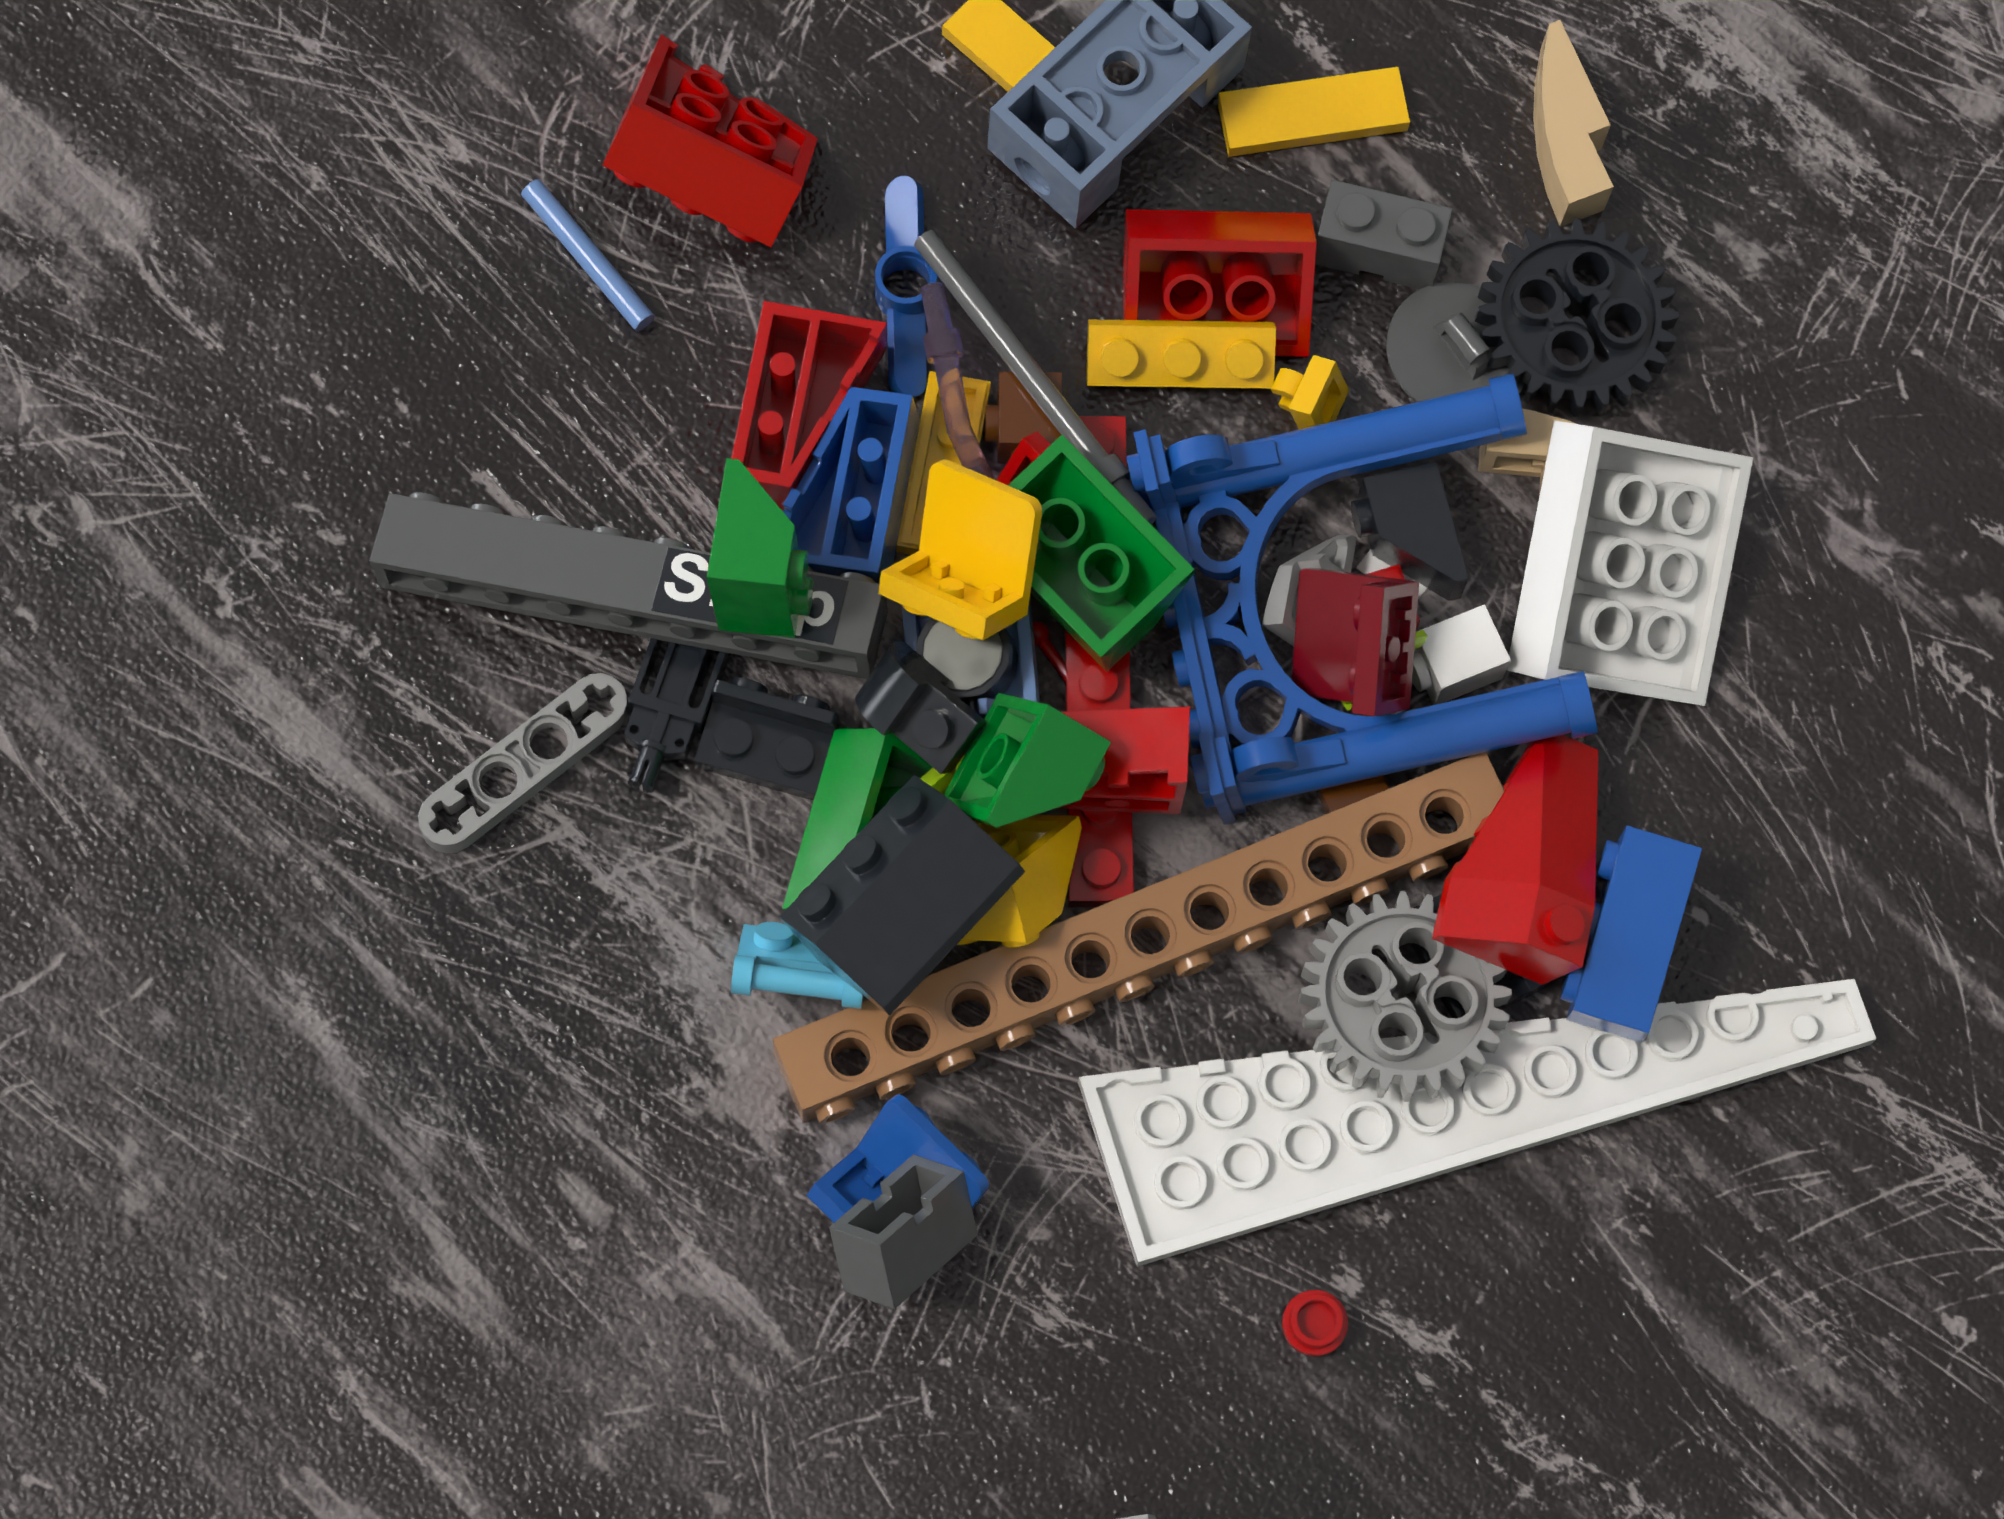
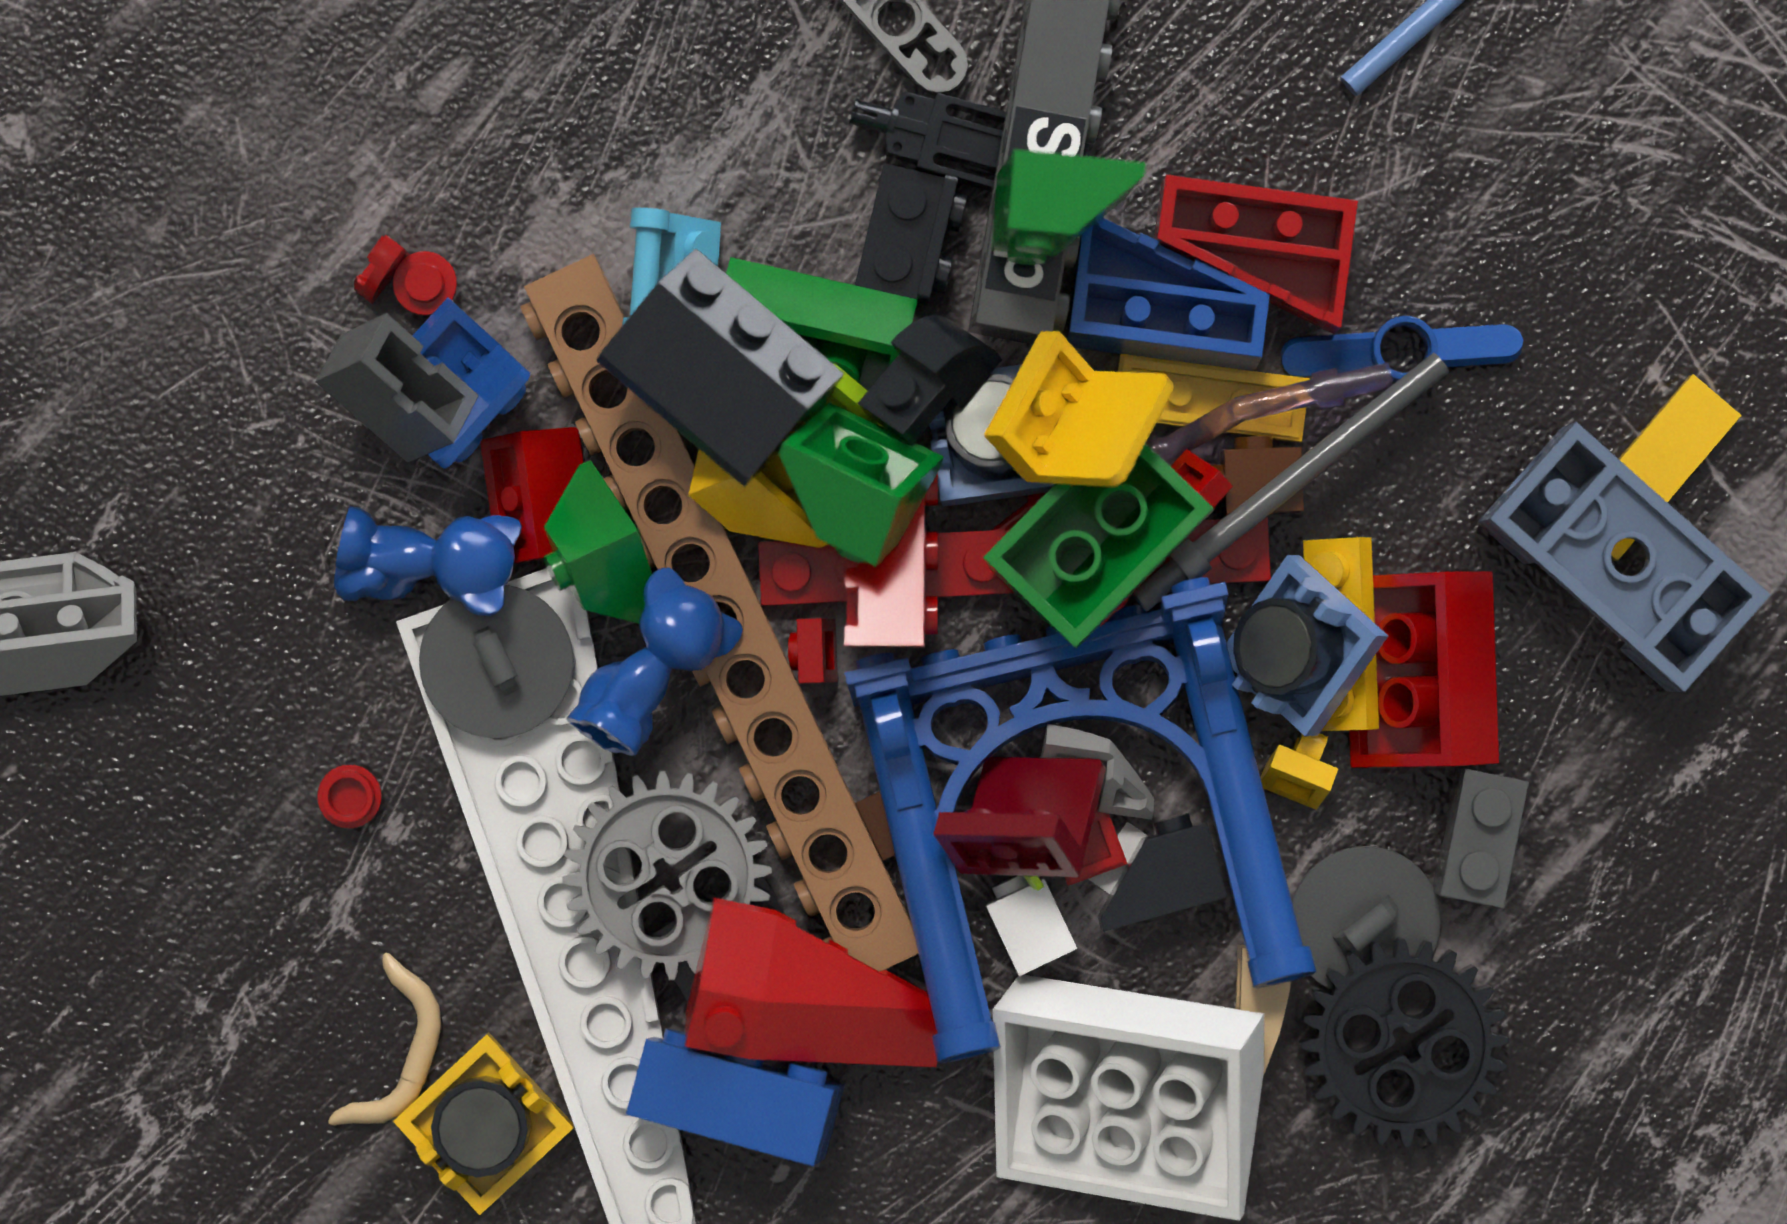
camera: 95 degrees right, 15 degrees up
(710, 148) = (1540, 139): red wedge -> none
(772, 1265) = (383, 262): none -> red tile
(789, 1222) = (424, 282): none -> red plate
(1016, 1118) = (527, 478): none -> red panel
(1075, 1038) = (597, 548): none -> green slope
(1078, 1174) = (468, 560): none -> blue animal
(1181, 849) = (814, 650): none -> red plate
(1183, 1159) = (499, 669): none -> dark grey shield
(1193, 377) = (1302, 646): none -> piece
(1226, 1025) = (680, 632): none -> blue animal
(1313, 111) = (1621, 765): yellow tile -> none
(1569, 131) = (1613, 1029): tan slope -> none
(1582, 1266) = (418, 1057): none -> tan animal
(1651, 1199) = (483, 1124): none -> piece

